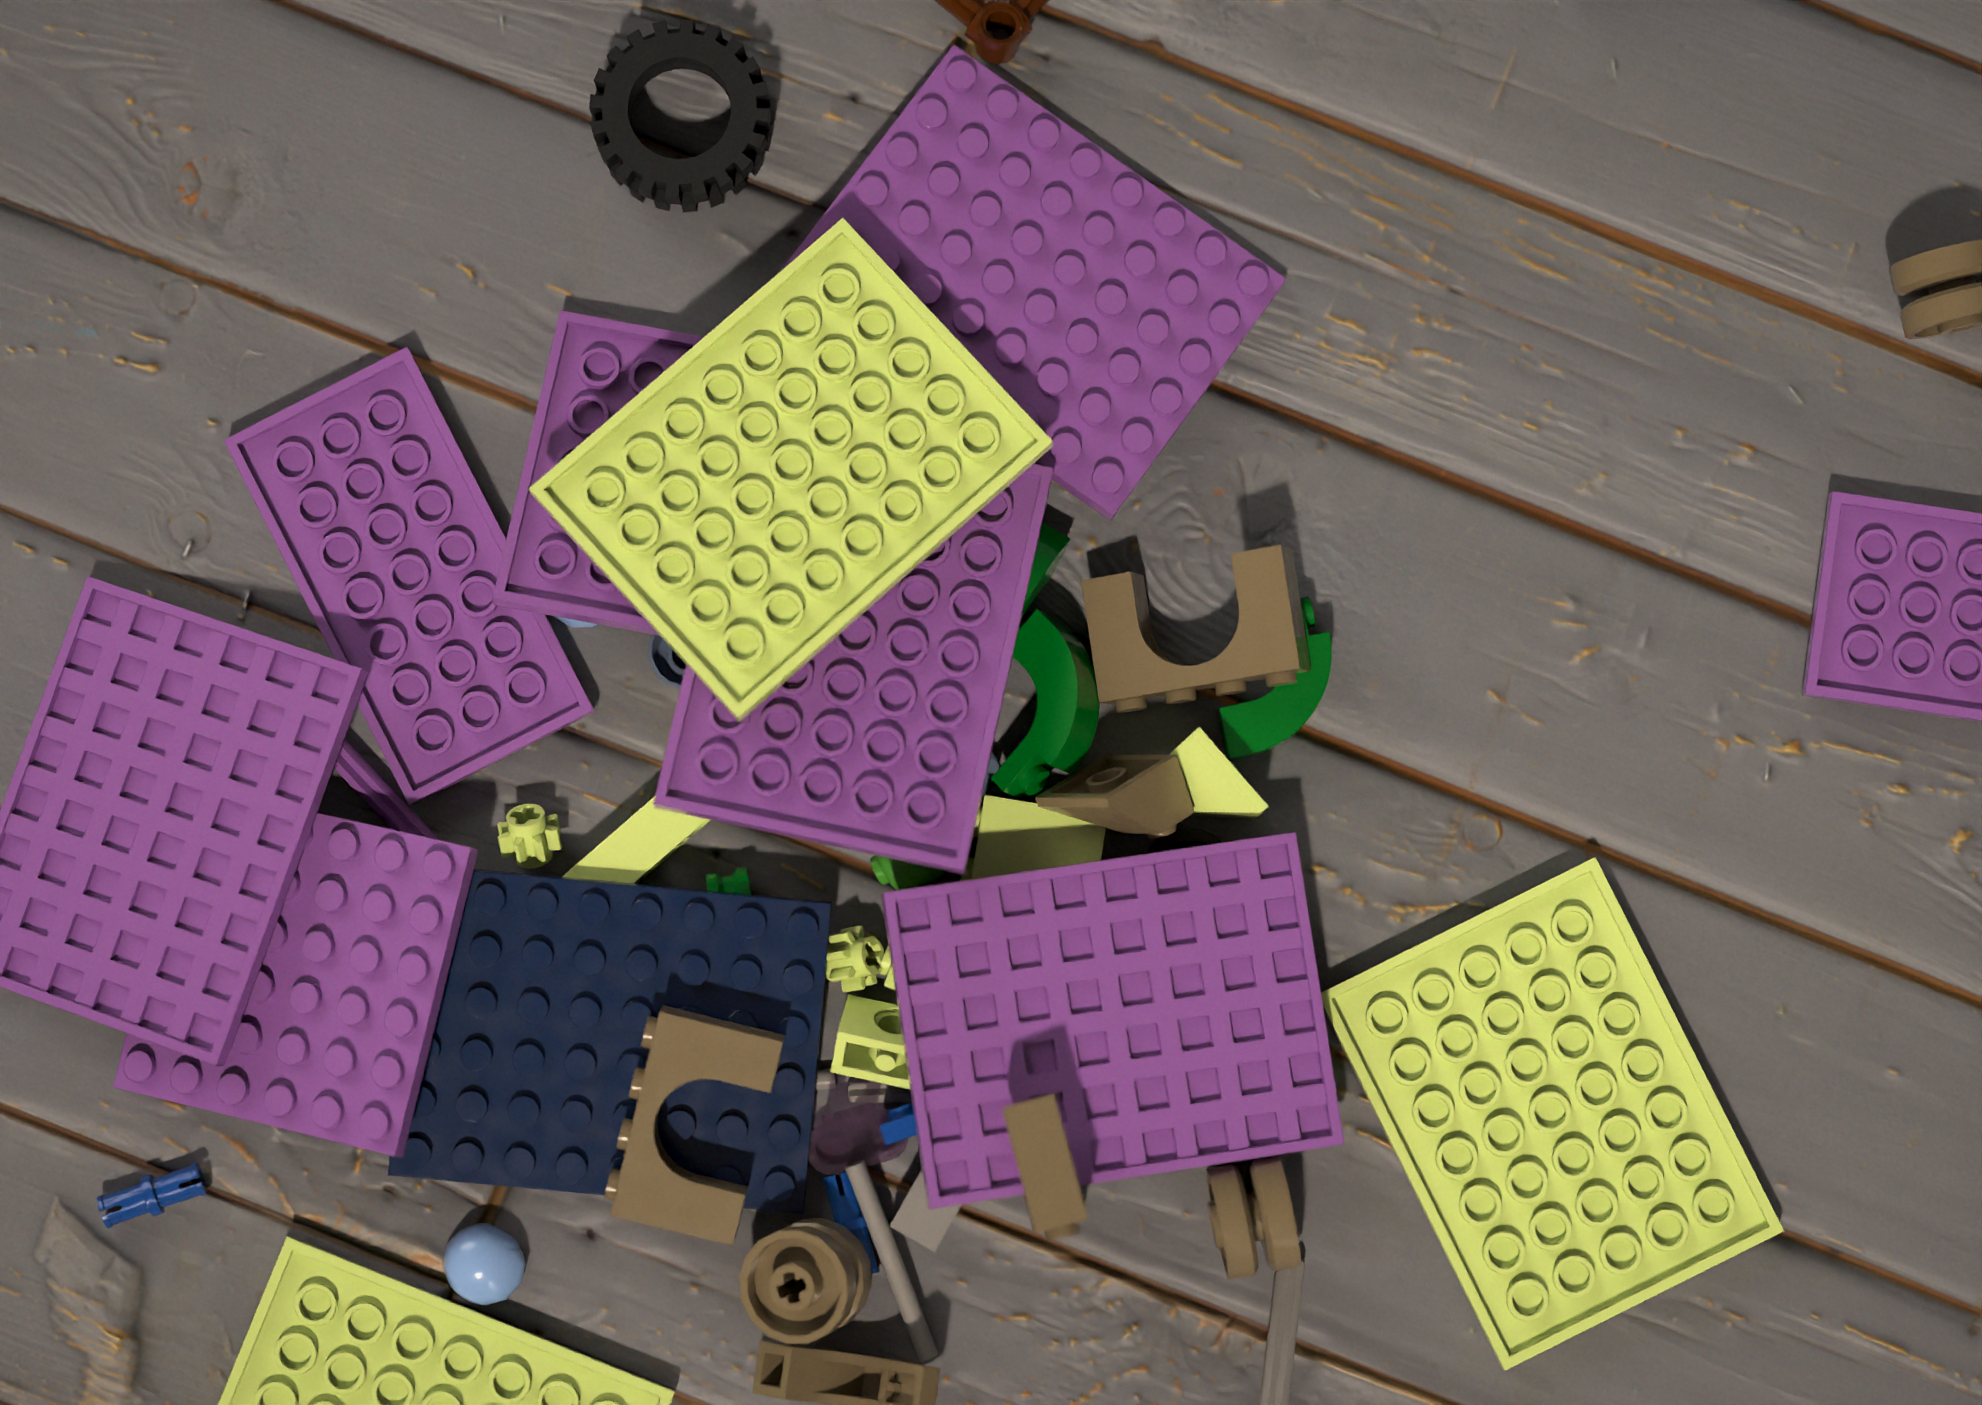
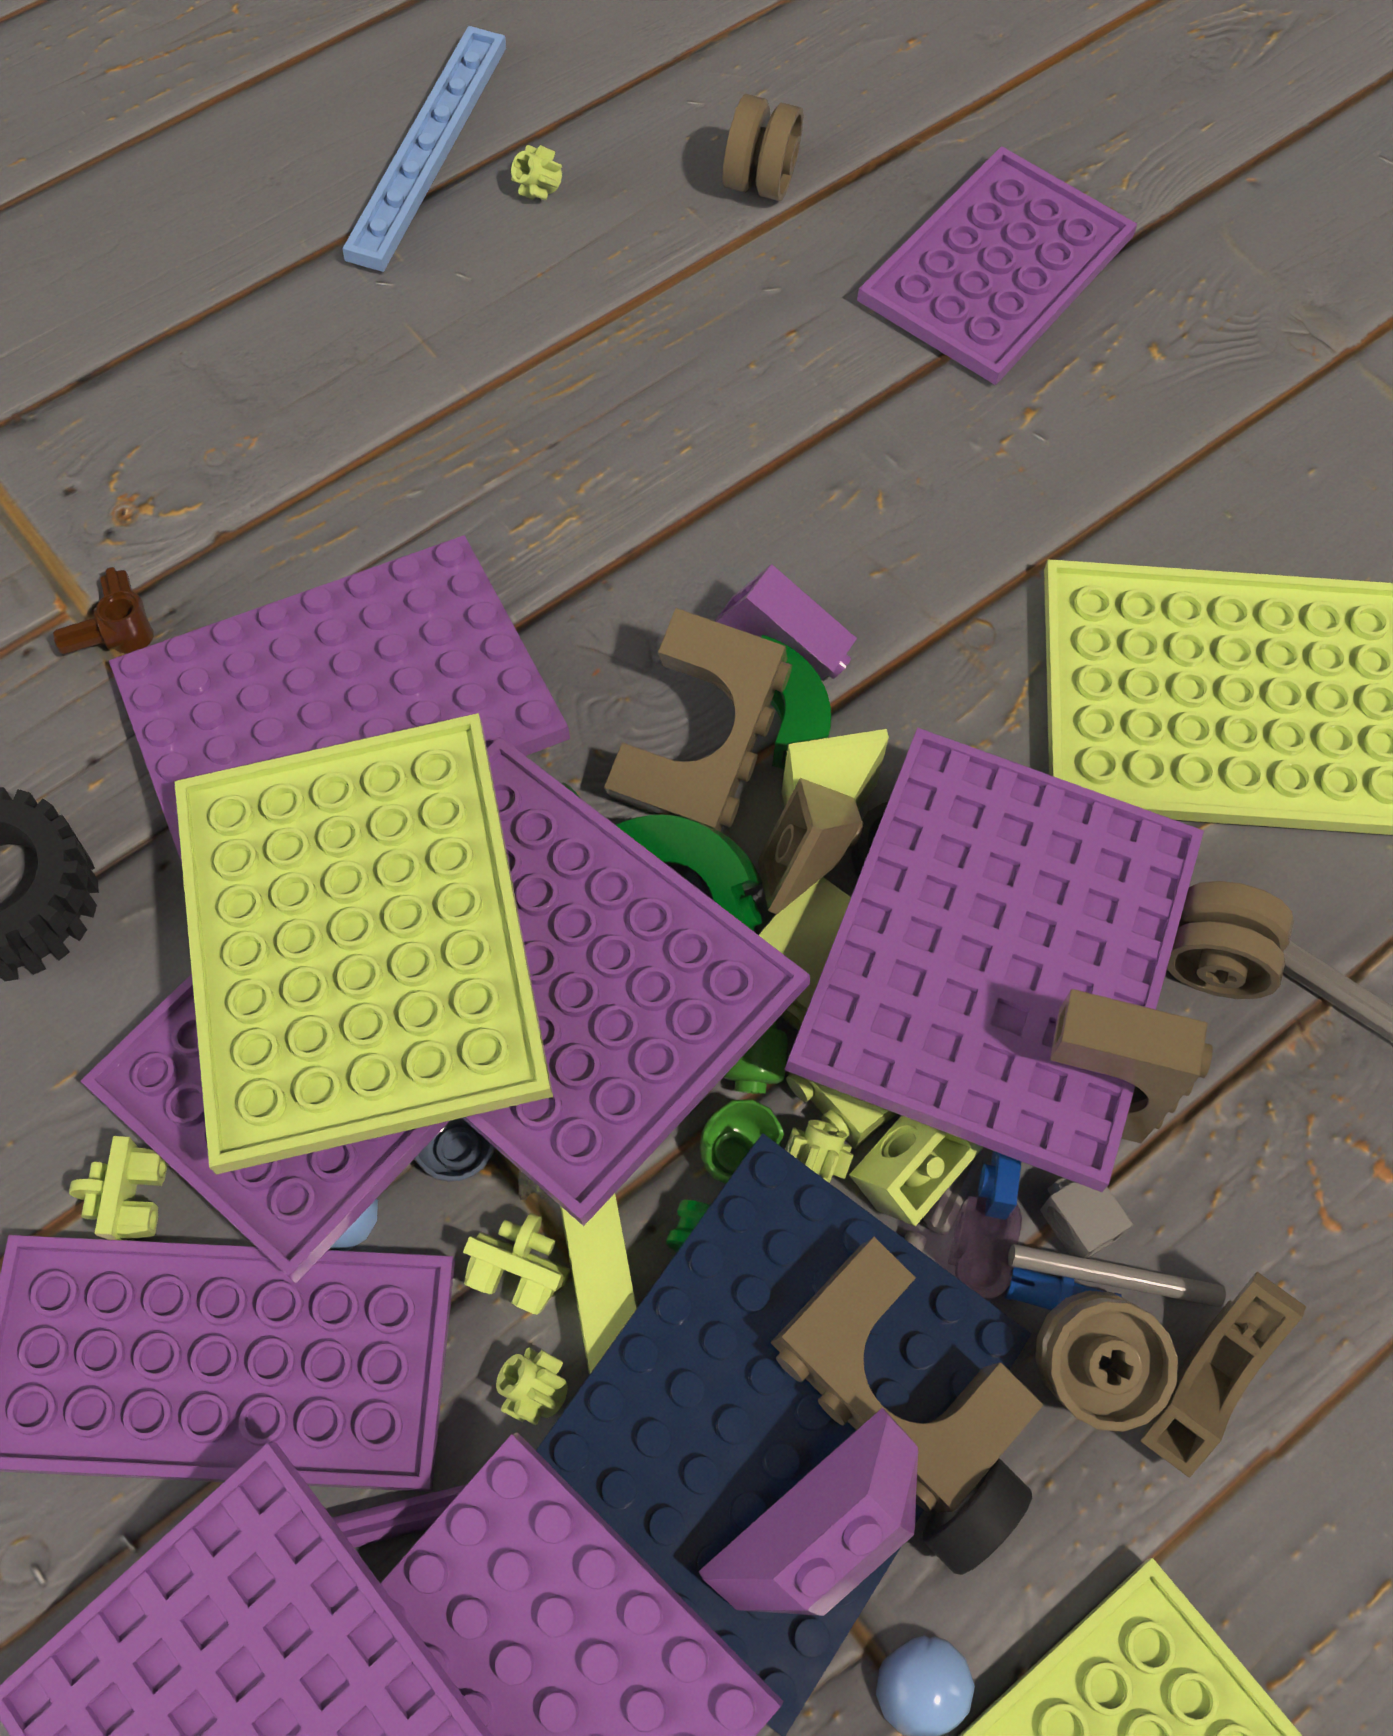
camera: 60 degrees left, 20 degrees down
(472, 421) = (112, 1191): none -> yellowish green hips
(542, 1124) = (825, 1528): none -> medium lavender wedge
(621, 1241) = (980, 1522): none -> black tyre
(625, 764) = (537, 1274): none -> yellowish green hips
(825, 877) = (733, 1132): none -> bright green hair
(1358, 647) = (782, 611): none -> medium lavender slope
(1783, 65) = (536, 172): none -> yellowish green gear

